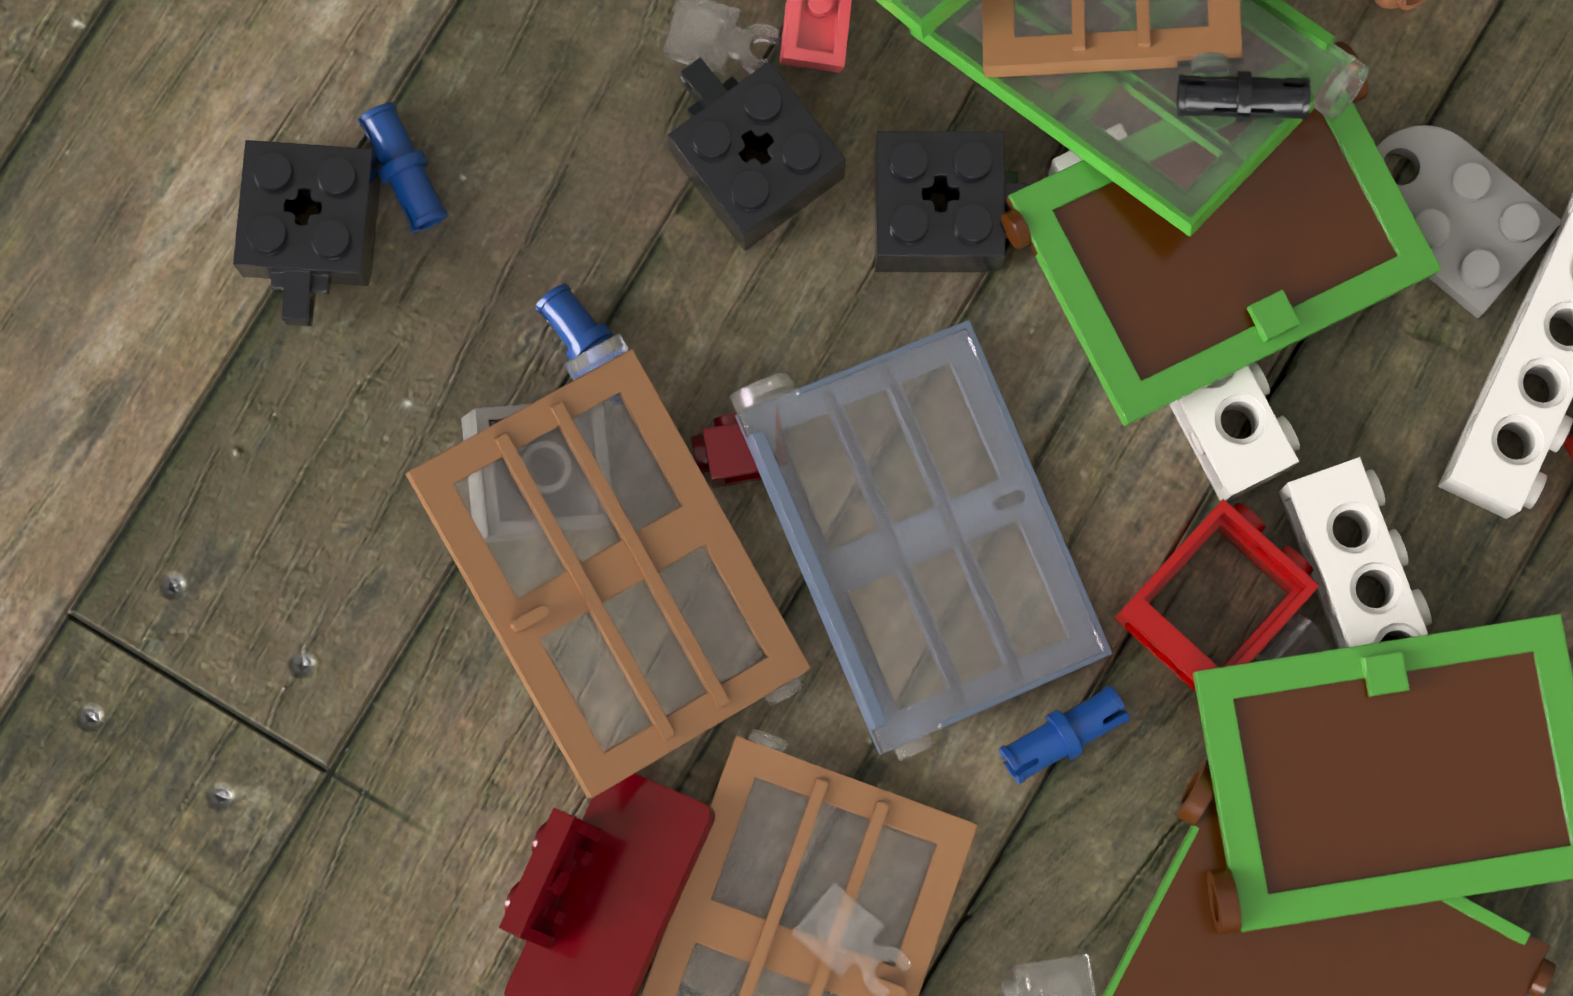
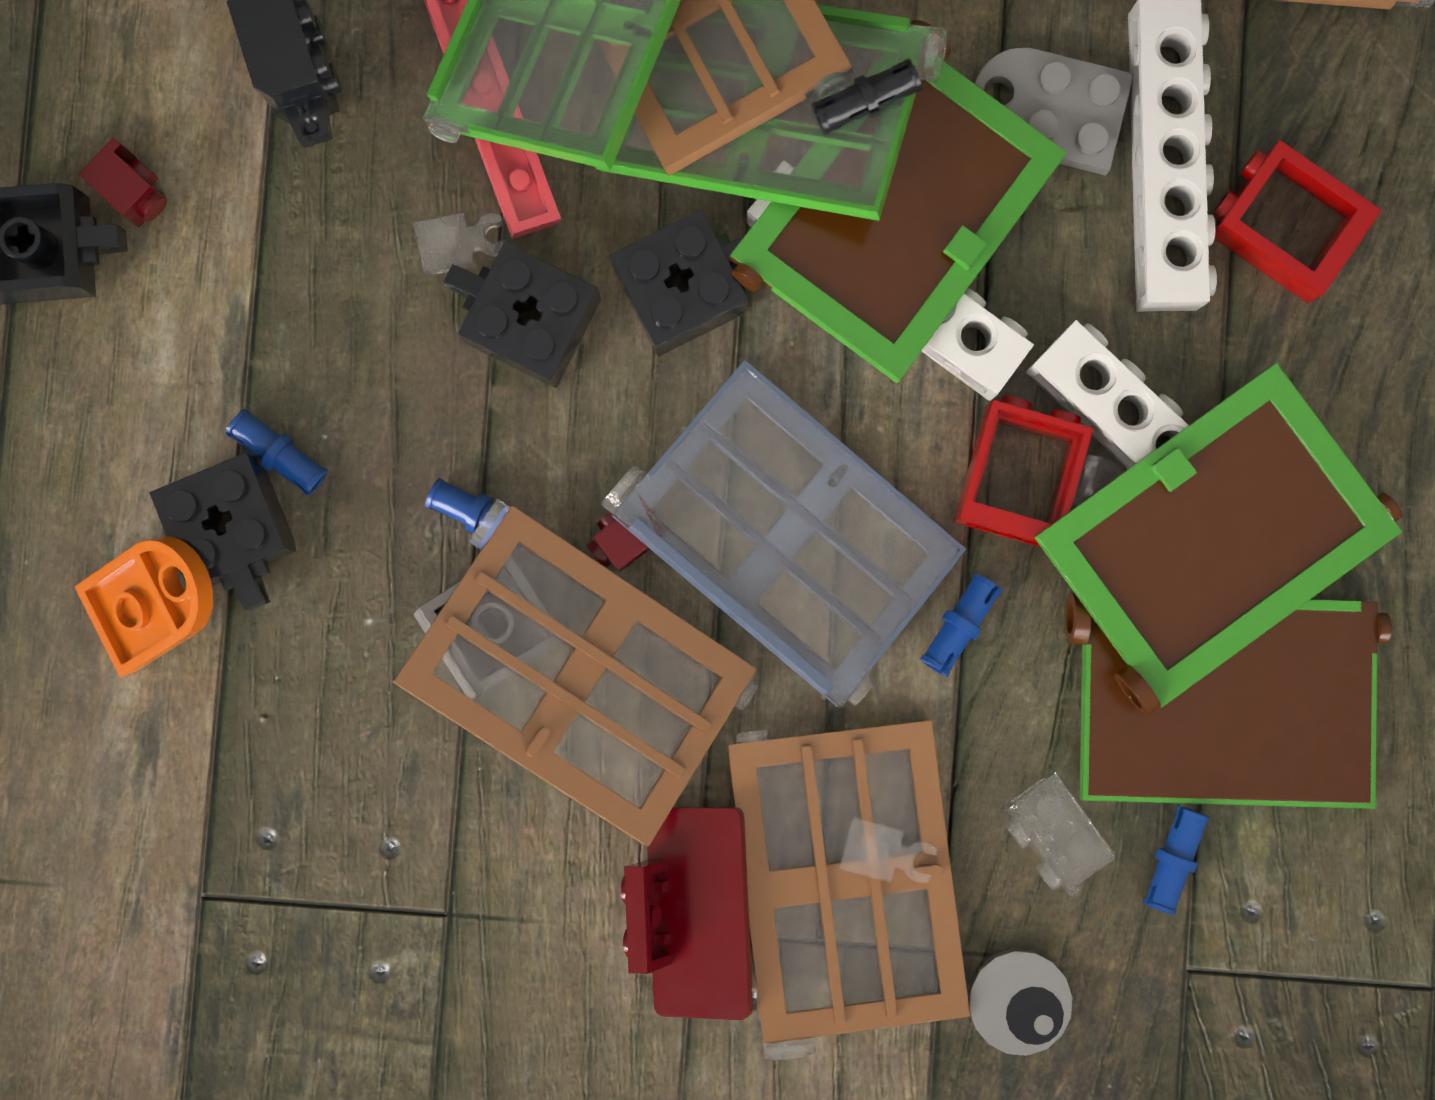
camera: 25 degrees left, 5 degrees up
(173, 258) = (142, 605): none -> orange plate

